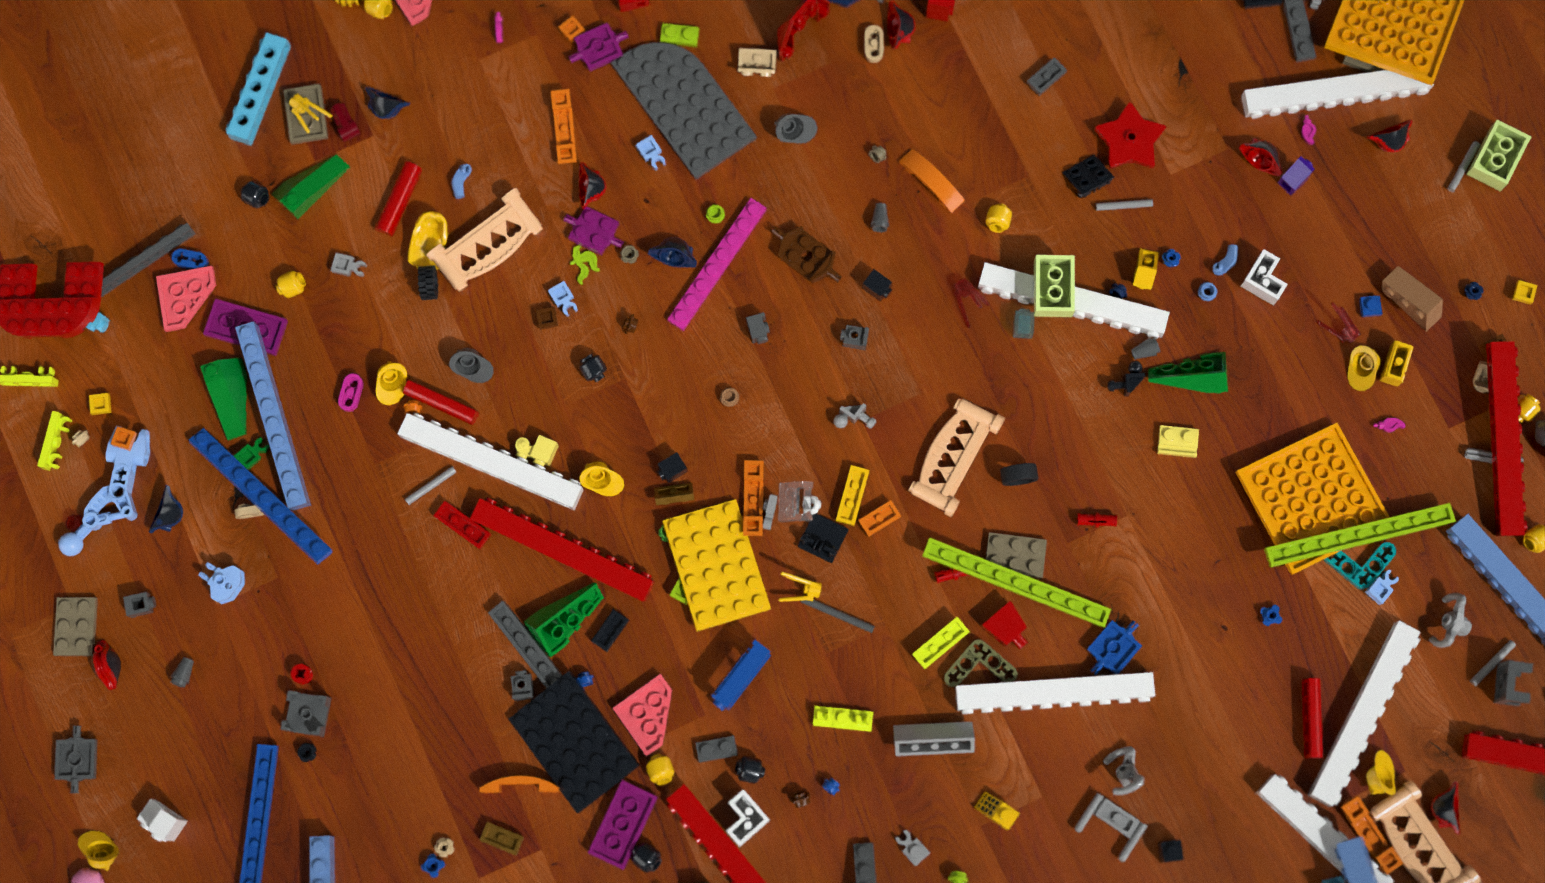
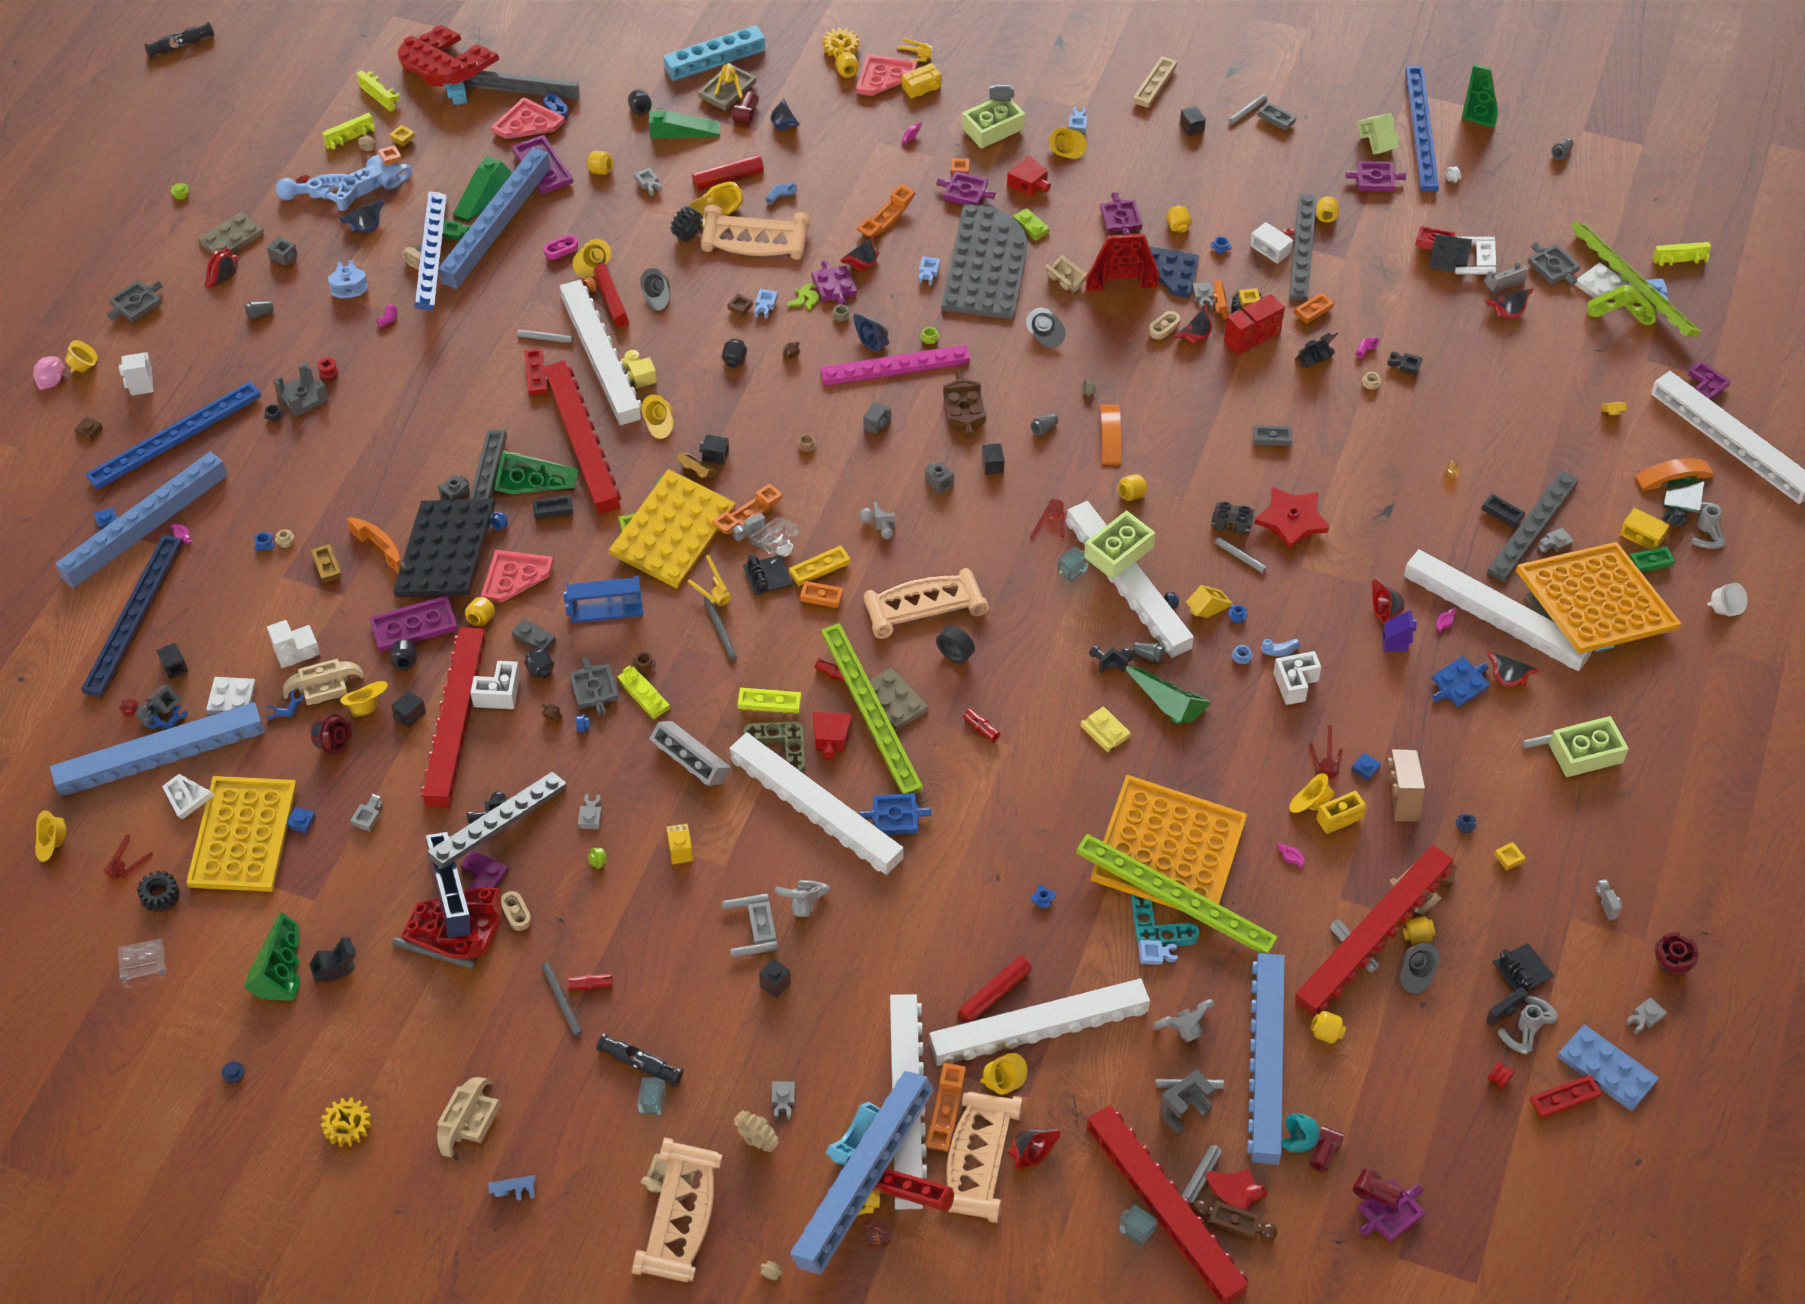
camera: 40 degrees right, 25 degrees down
(291, 580) = (390, 315): none -> dark pink arm
(806, 749) = (593, 686): none -> dark grey plate
(816, 689) = (646, 658): none -> reddish brown plate
(1366, 176) = (1460, 681): none -> blue plate

